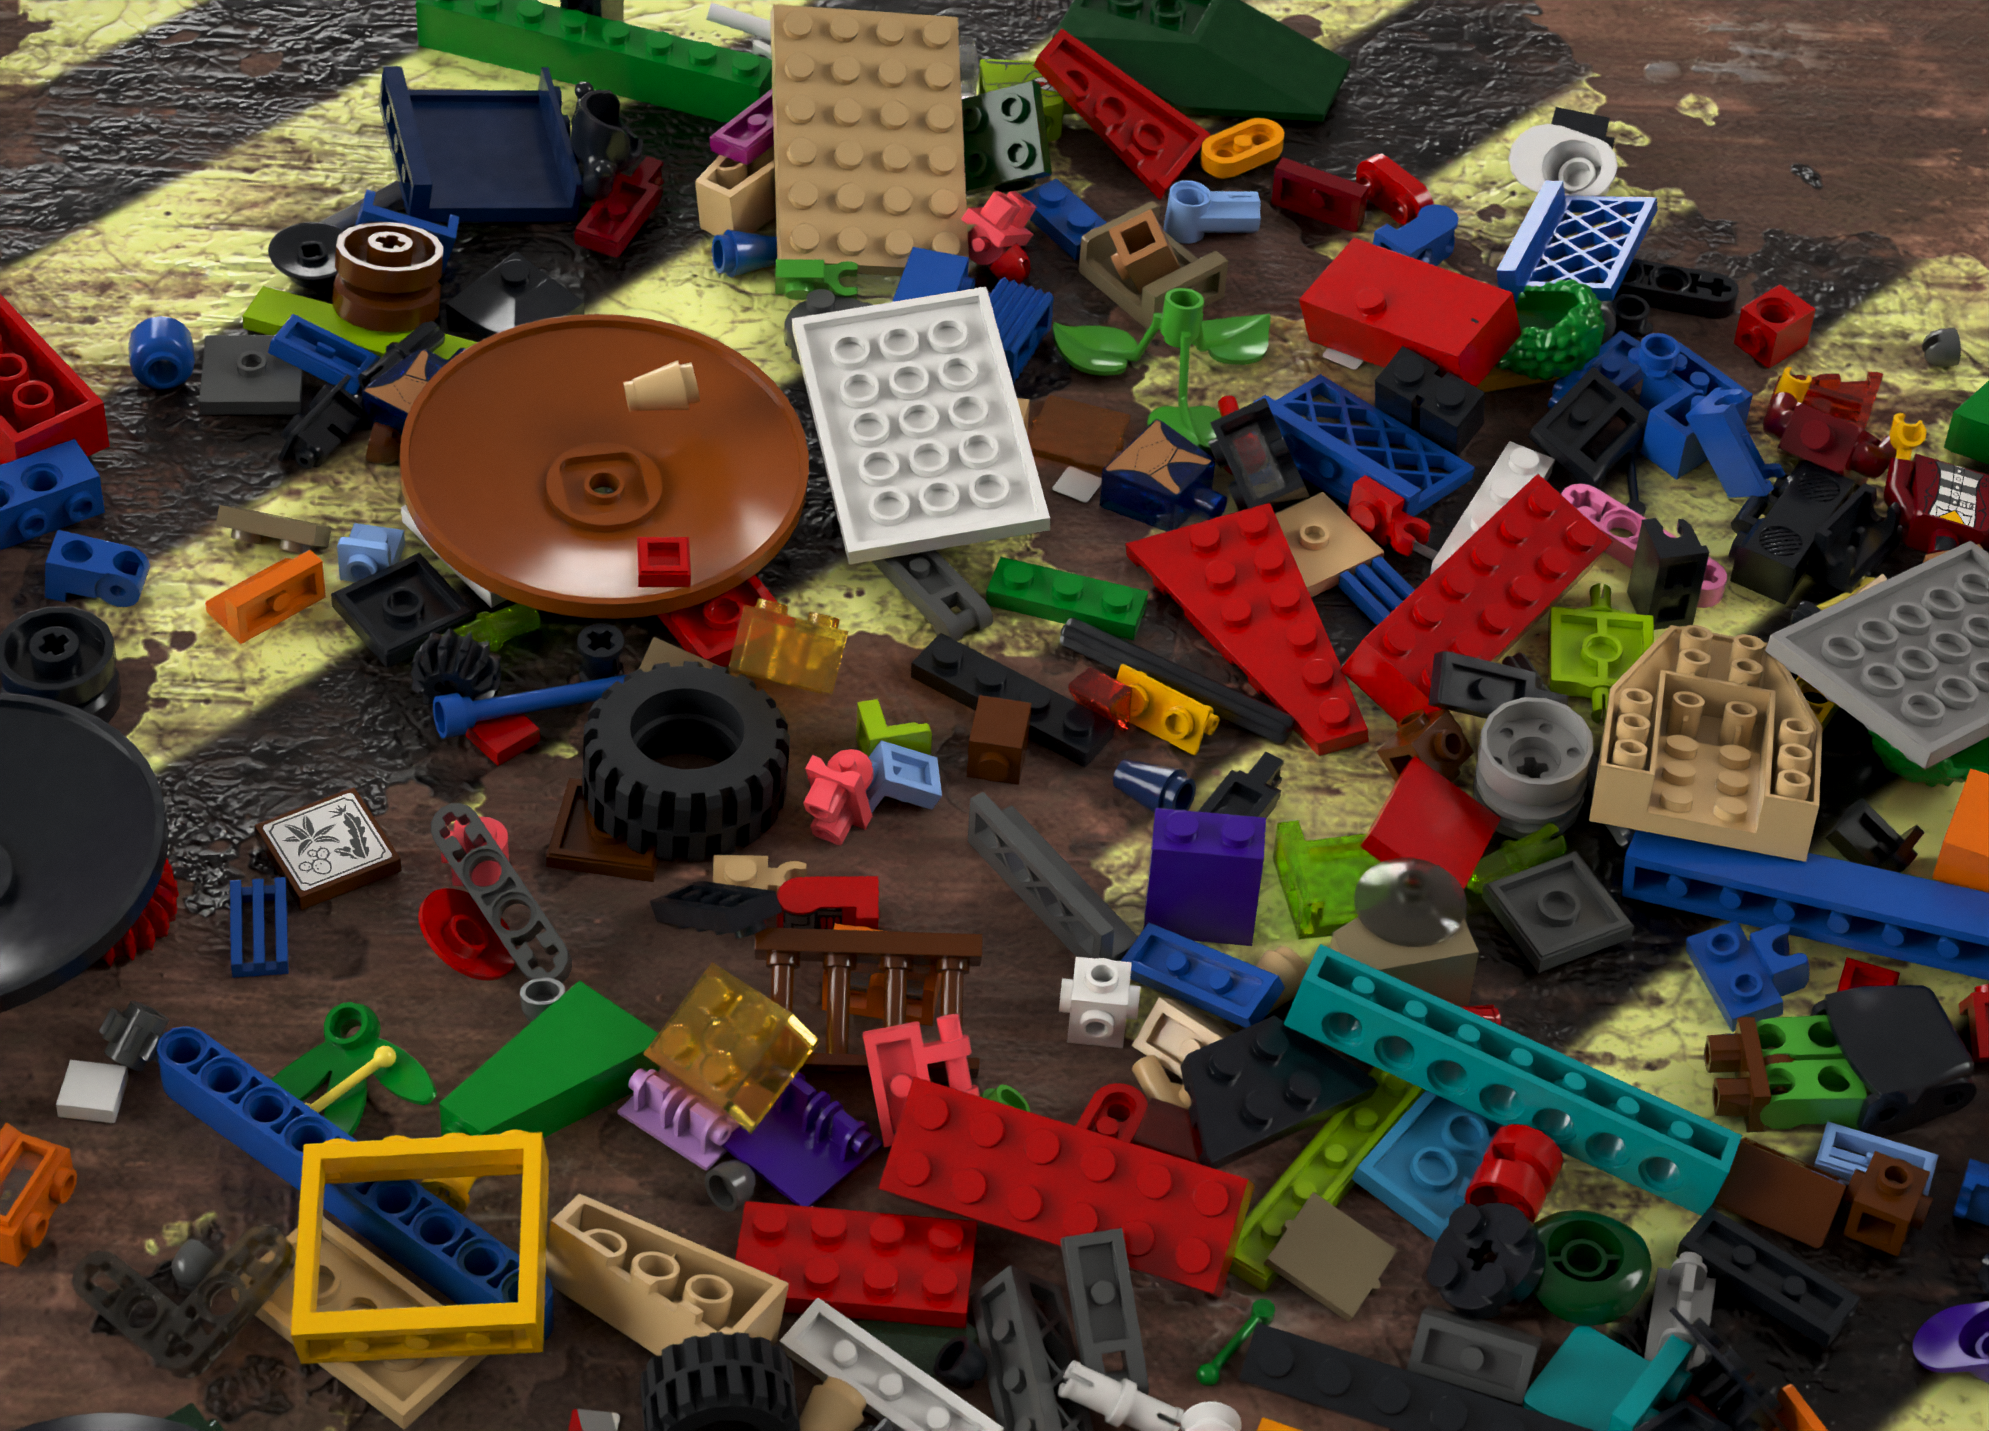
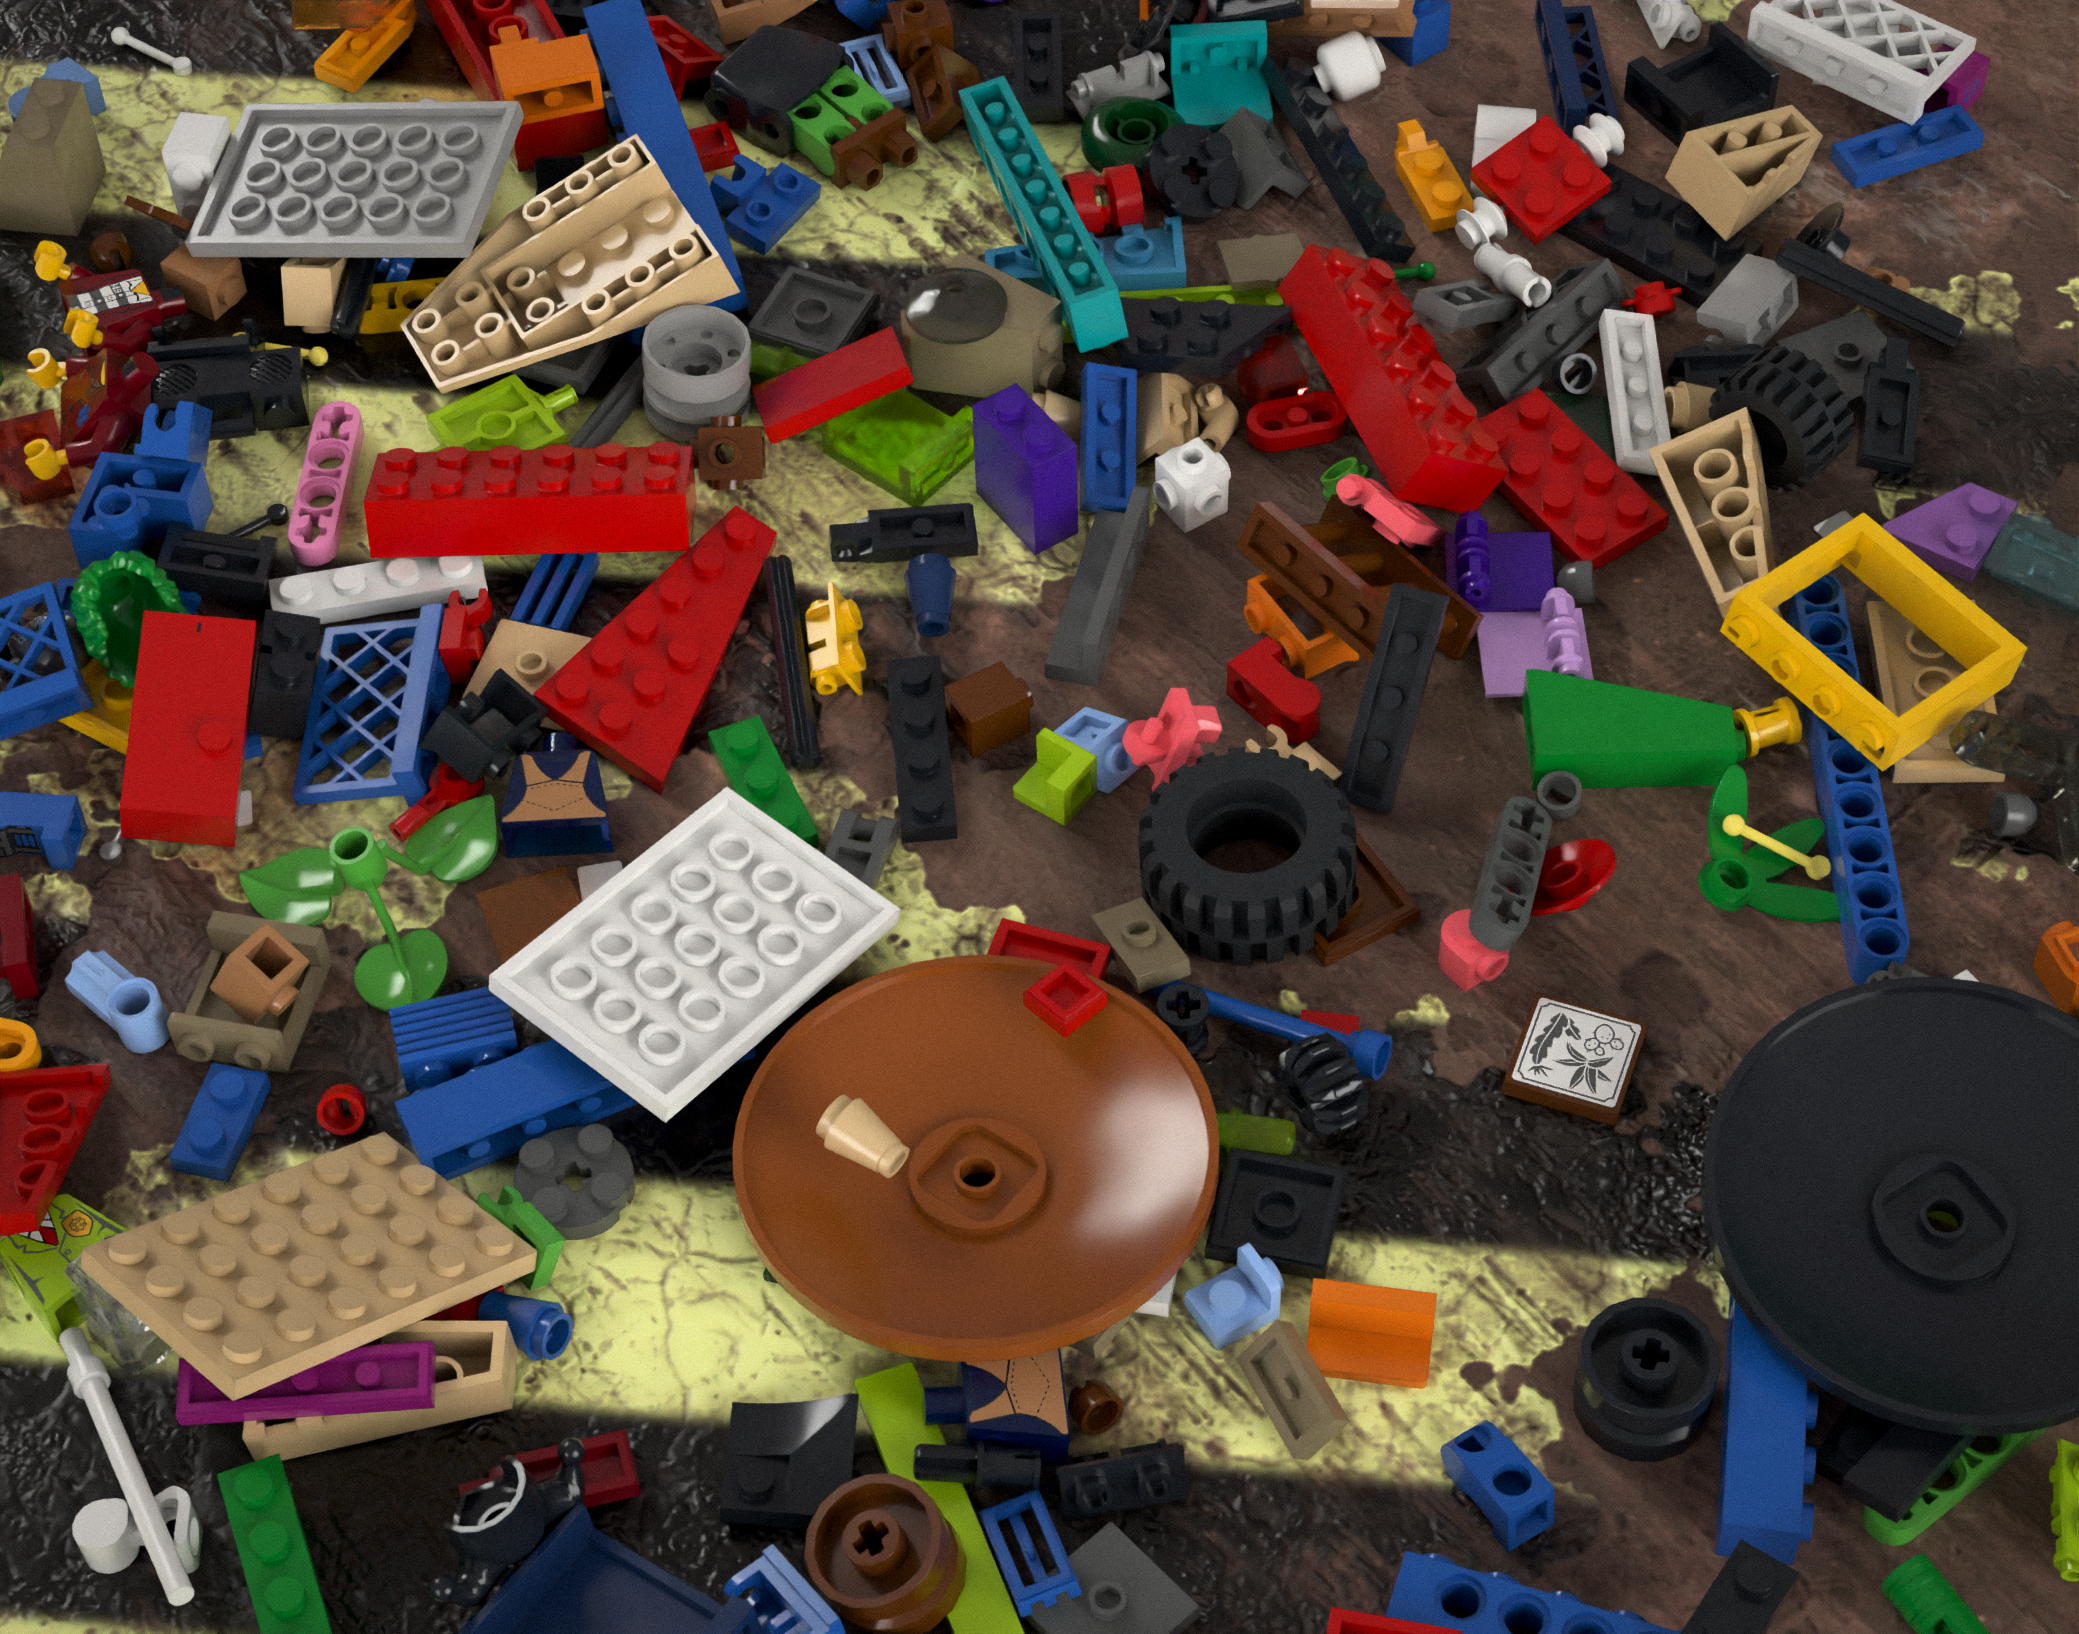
camera: 125 degrees left, 5 degrees up
(258, 894) = (1725, 1007): blue tile -> none
(731, 1047) = (1504, 601): clear yellow brick -> none
(788, 647) = (1068, 855): clear yellow brick -> none
(998, 226) = (317, 1127): coral hips -> none
(1005, 139) = (166, 1174): dark green plate -> none
(1103, 696) = (880, 665): clear red slope -> none
(1480, 685) = (649, 415): black hinge -> none
(1667, 574) = (389, 404): black hinge -> none

